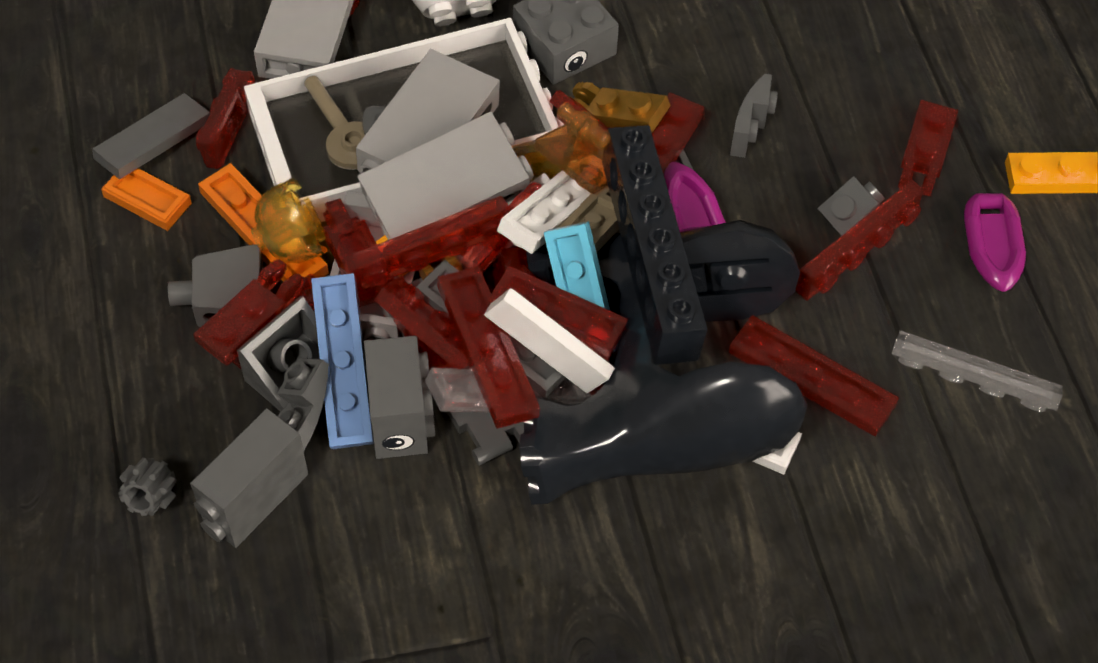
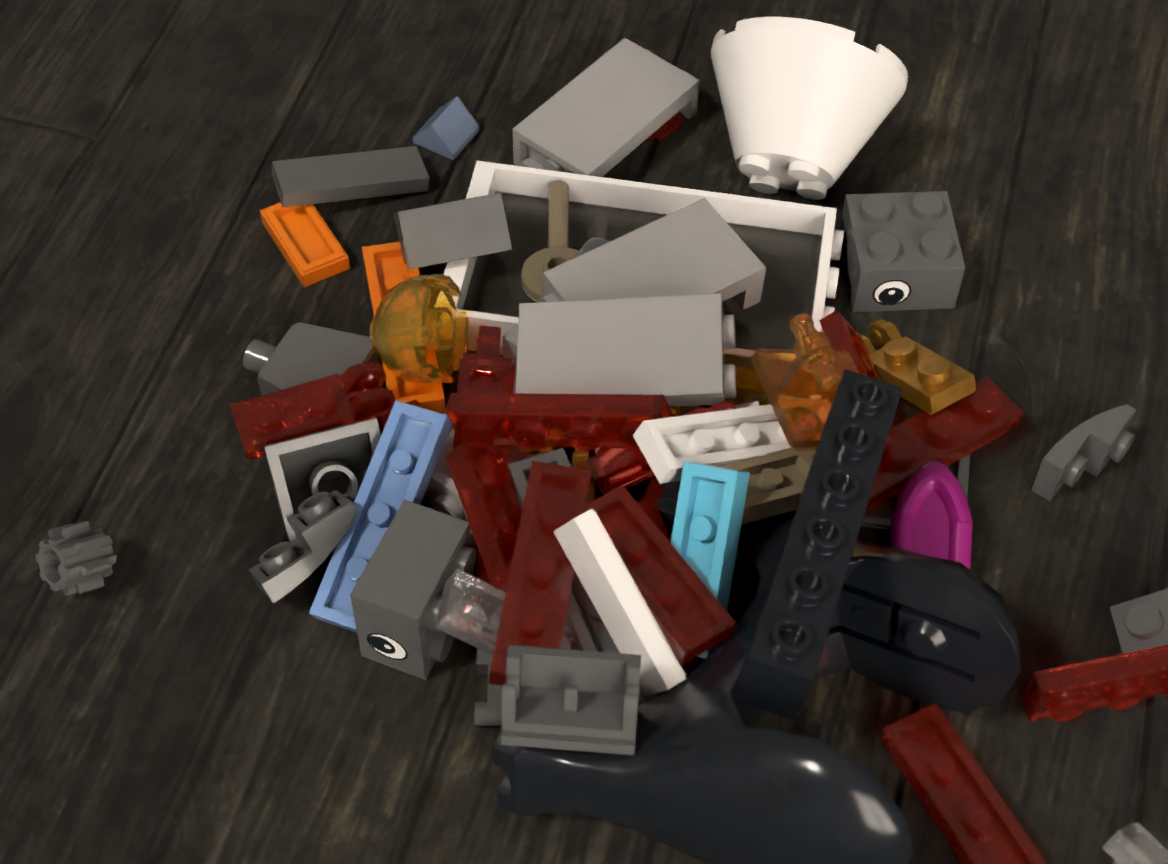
camera: 30 degrees right, 5 degrees down
(196, 71) = (448, 130): none -> sand blue slope
(224, 119) = (443, 182): clear red hinge -> none
(249, 479) = (181, 604): dark grey brick -> none
(263, 144) = (453, 231): none -> hinge
(560, 412) = (570, 700): none -> dark grey hinge

